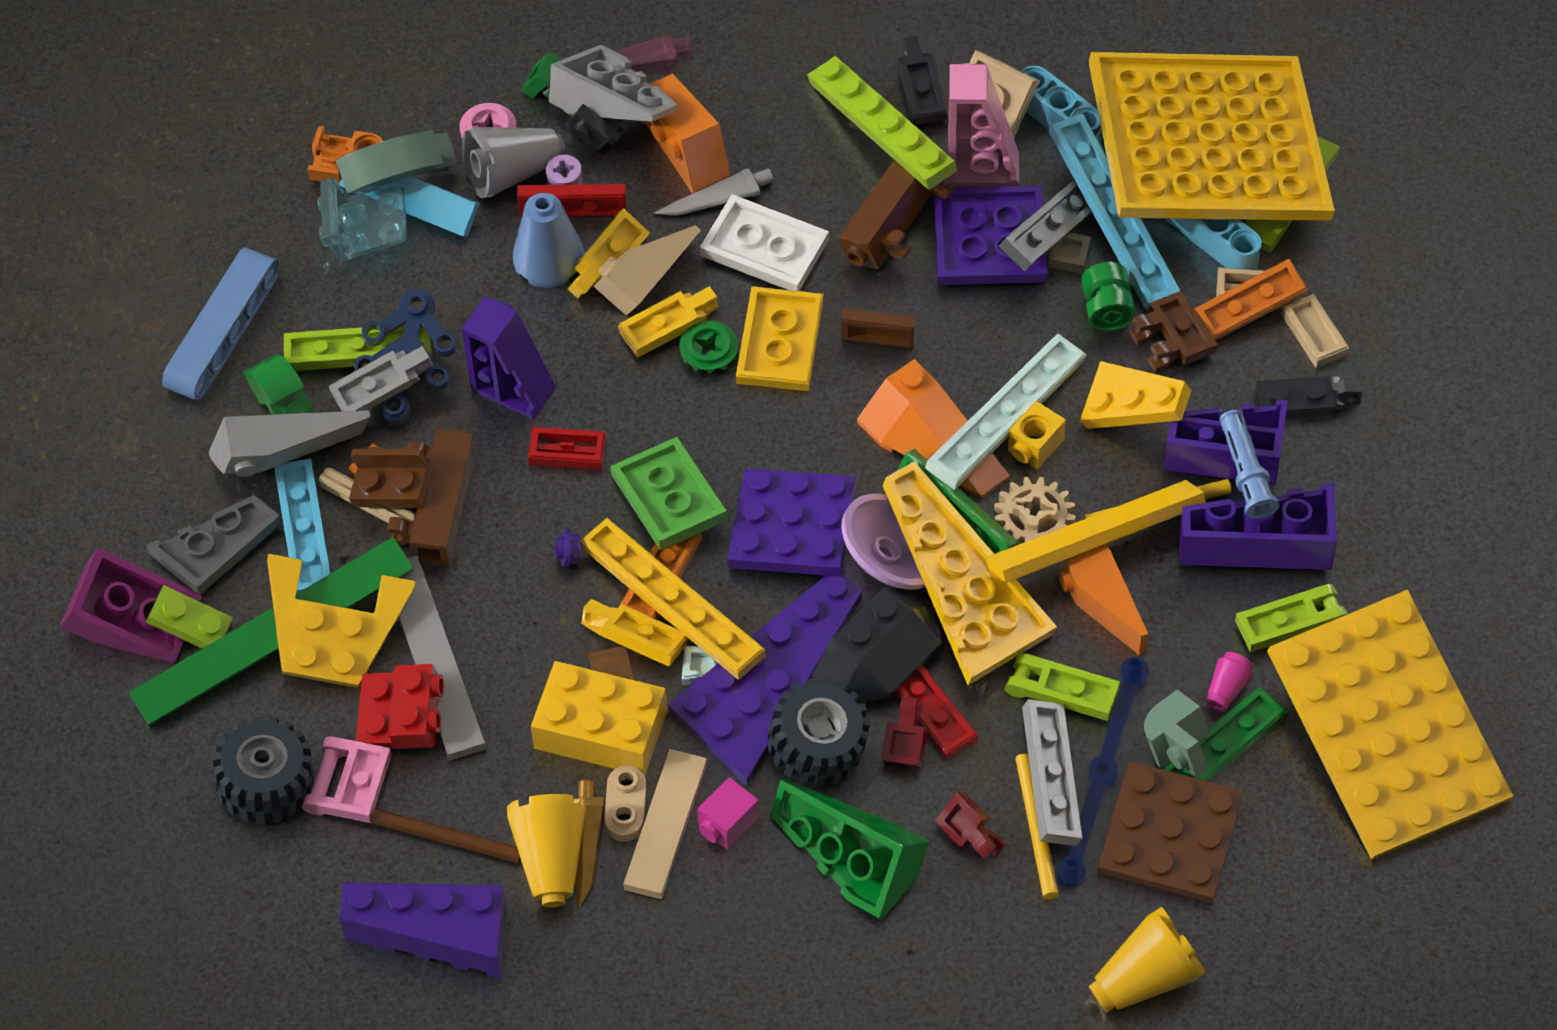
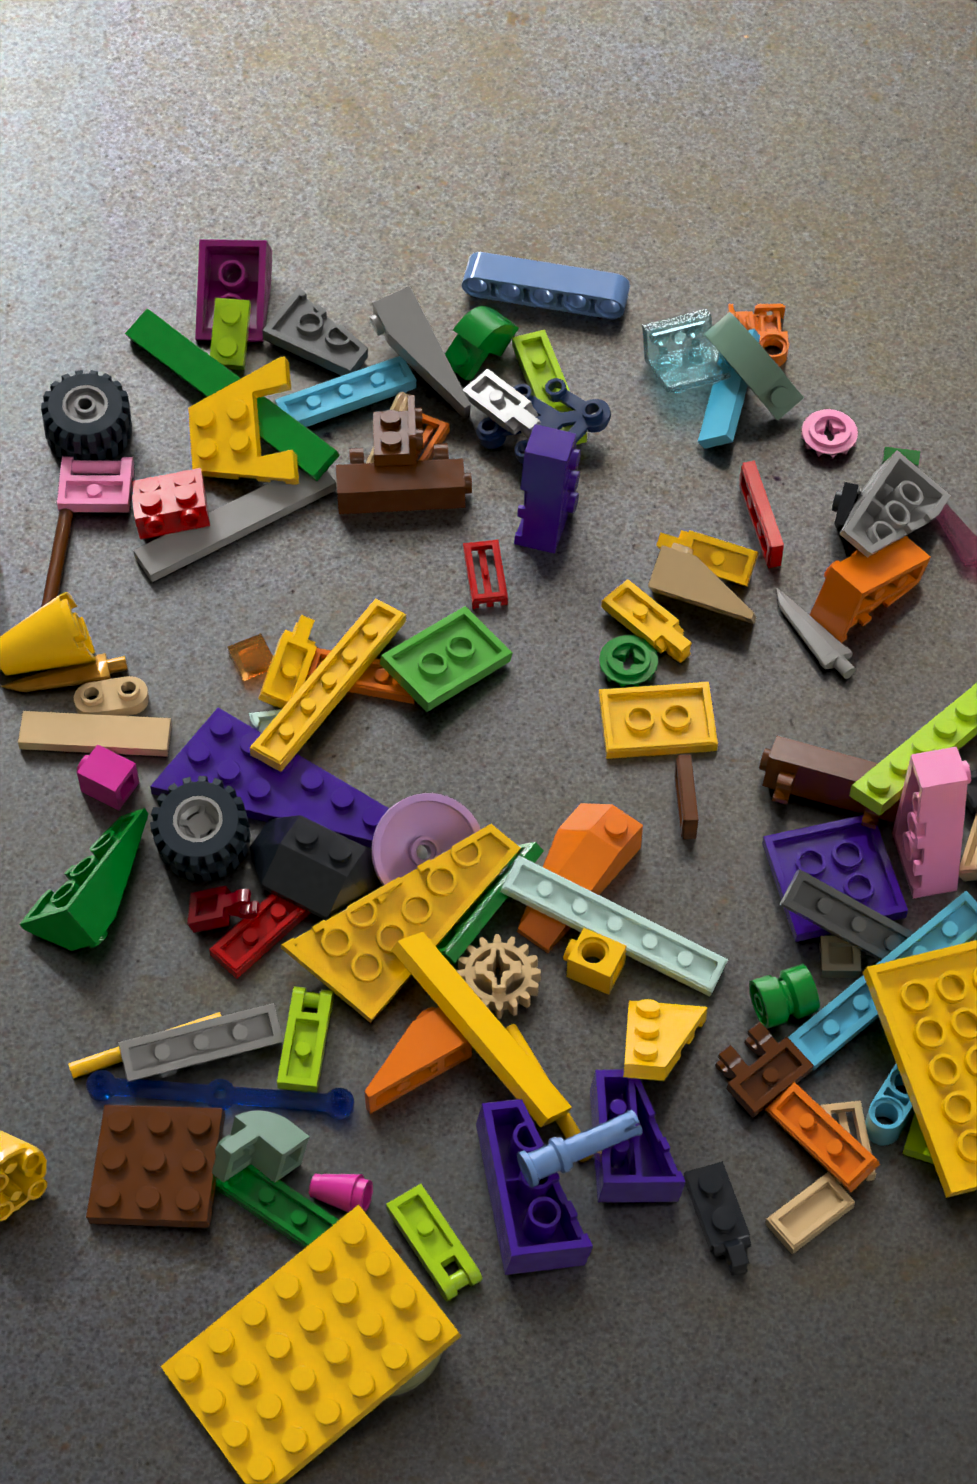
camera: 75 degrees right, 0 degrees up
(507, 156) = (791, 450): light grey cone -> none
(546, 243) = (701, 498): medium blue cone -> none
(562, 165) = (782, 508): lavender wheel -> none
(567, 548) = (367, 591): dark purple plate -> none
(599, 717) = (187, 654): yellow brick -> none
(764, 243) = (762, 682): white plate -> none
(791, 522) = (446, 759): dark purple plate -> none
(965, 825) = (130, 979): dark red plate -> none

